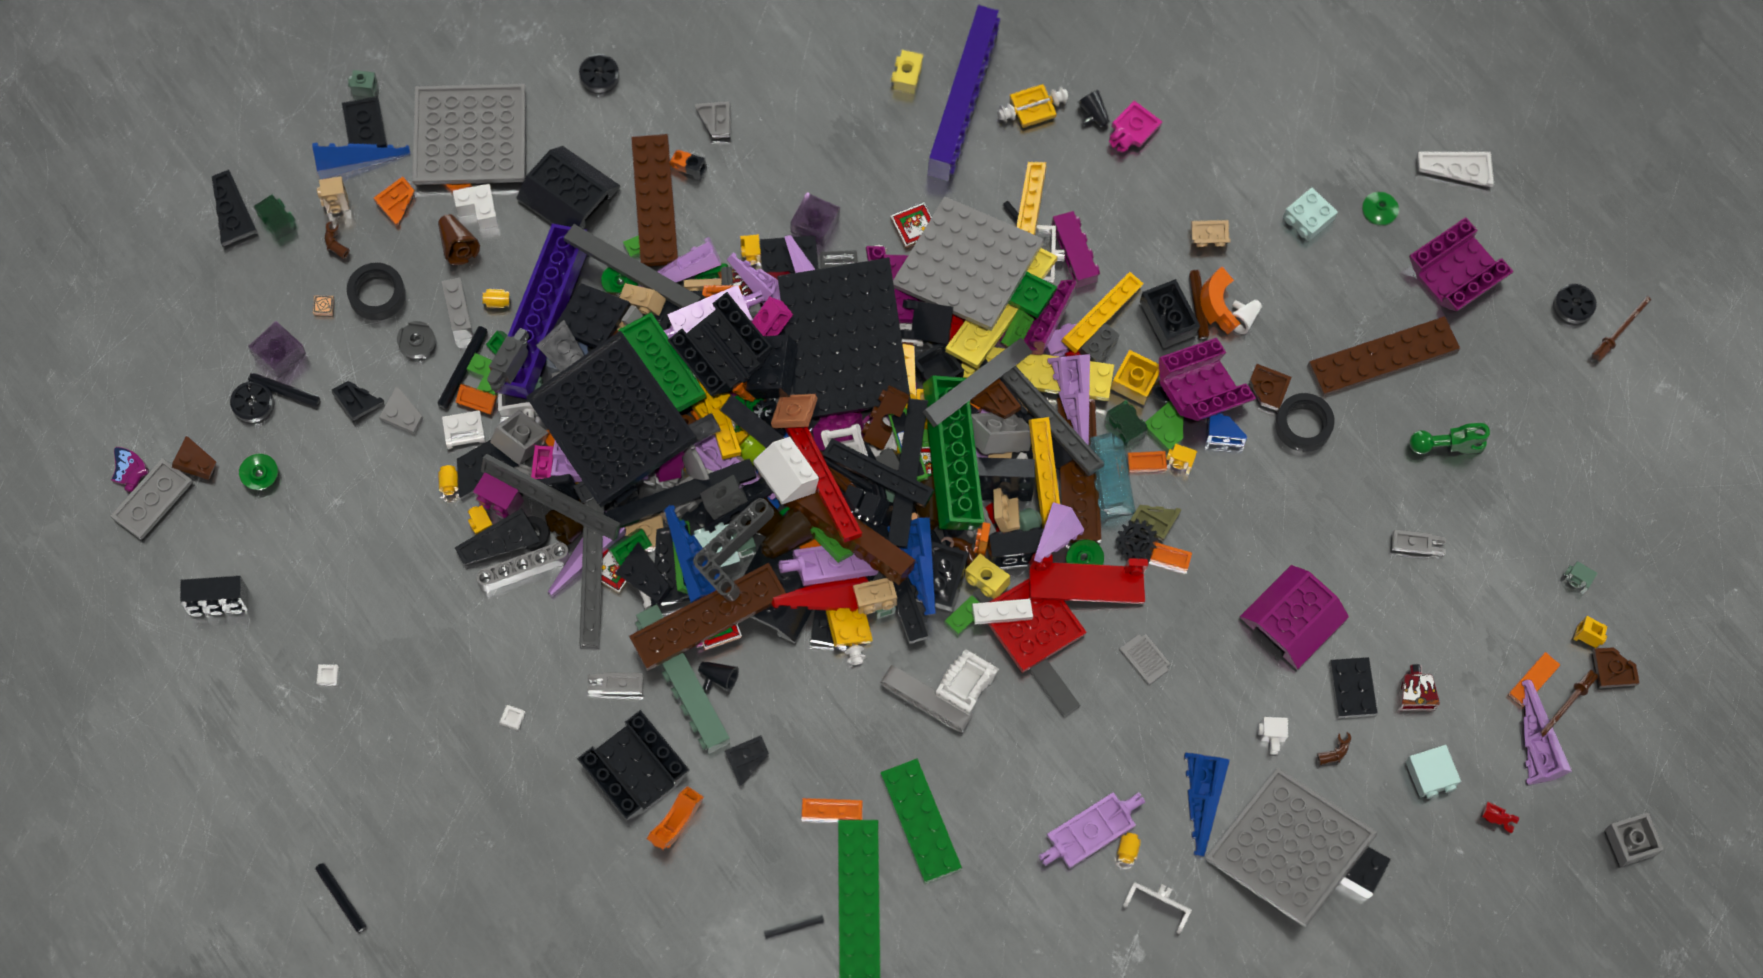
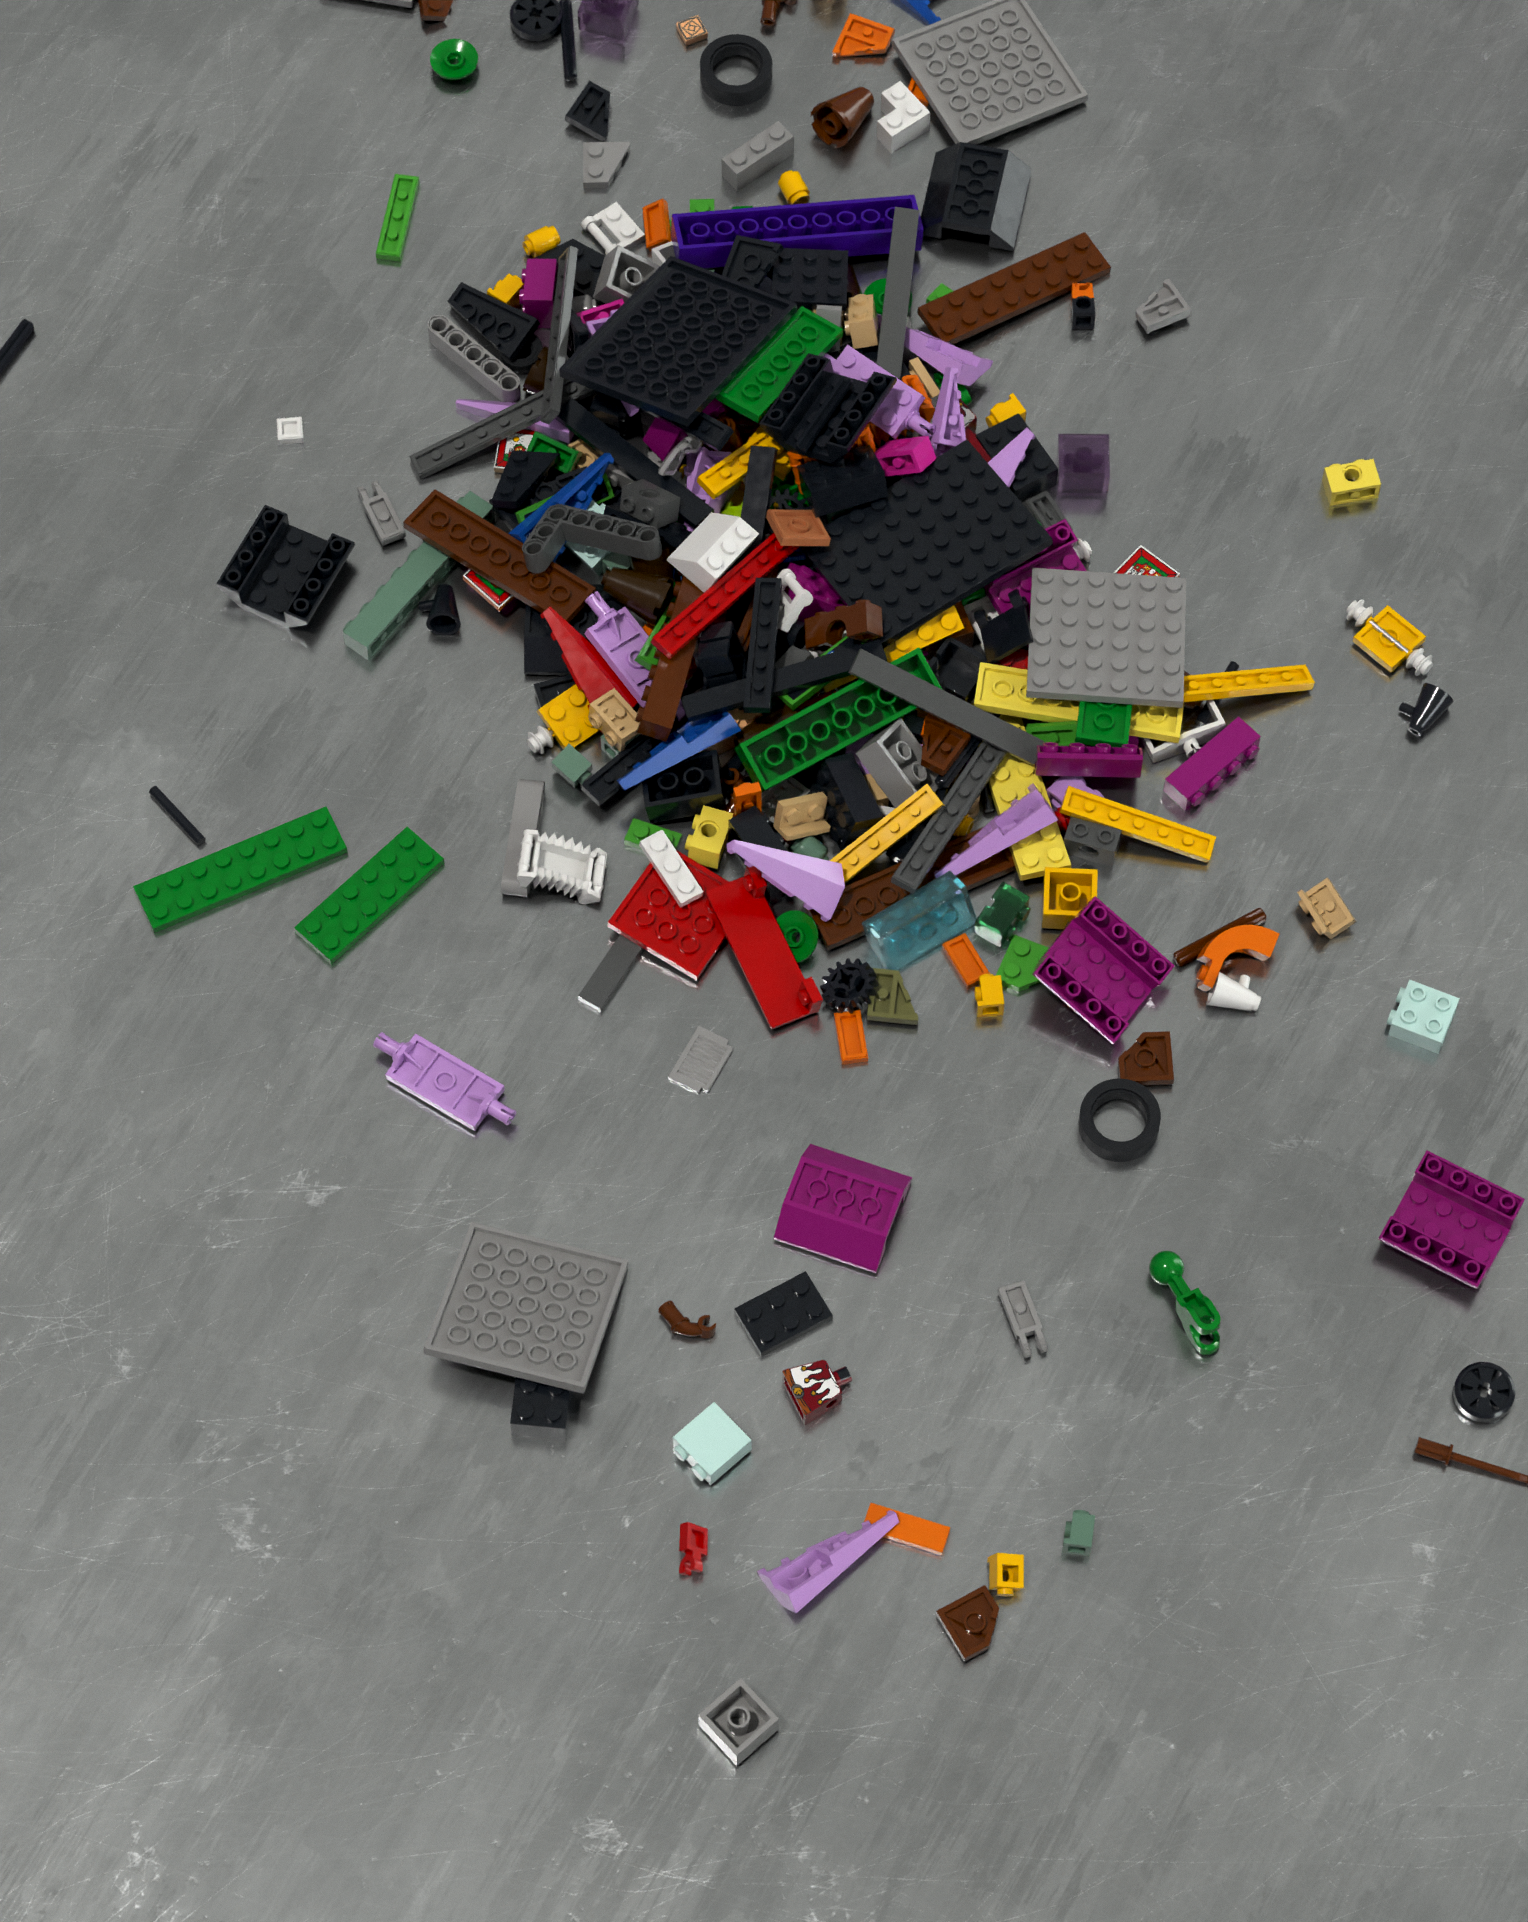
camera: 70 degrees right, 5 degrees down
(214, 595) = (283, 82): black brick -> none
(327, 675) = (251, 234): white tile -> none
(370, 568) = (397, 217): none -> bright green tile
(419, 349) = (698, 147): dark grey plate -> none
(461, 368) = (731, 194): black axle -> none
(508, 360) = (701, 215): dark grey hinge -> none
(593, 65) = (1160, 155): black wheel -> none
(676, 820) = (241, 641): orange arch -> none
(746, 758) = (355, 681): black wing -> none
(831, 809) = (337, 797): orange tile -> none
(889, 641) = (572, 766): none -> sand green brick
(964, 93) = (1354, 549): dark purple brick -> none
(1128, 848) = (441, 1131): yellow brick -> none
(1133, 127) = (1427, 763): dark pink plate -> none
(1164, 896) = (396, 1191): white piece -> none
(1169, 313) = (1180, 902): black brick -> none
(1206, 784) = (555, 1191): blue wedge -> none
(1224, 430) = (1054, 1028): blue slope -> none
(1273, 731) = (674, 1239): white brick -> none
(1377, 214) = (1488, 1113): green dish -> none
(1383, 356) = (1271, 1184): reddish brown plate -> none
(1580, 688) = (922, 1588): reddish brown piece -> none

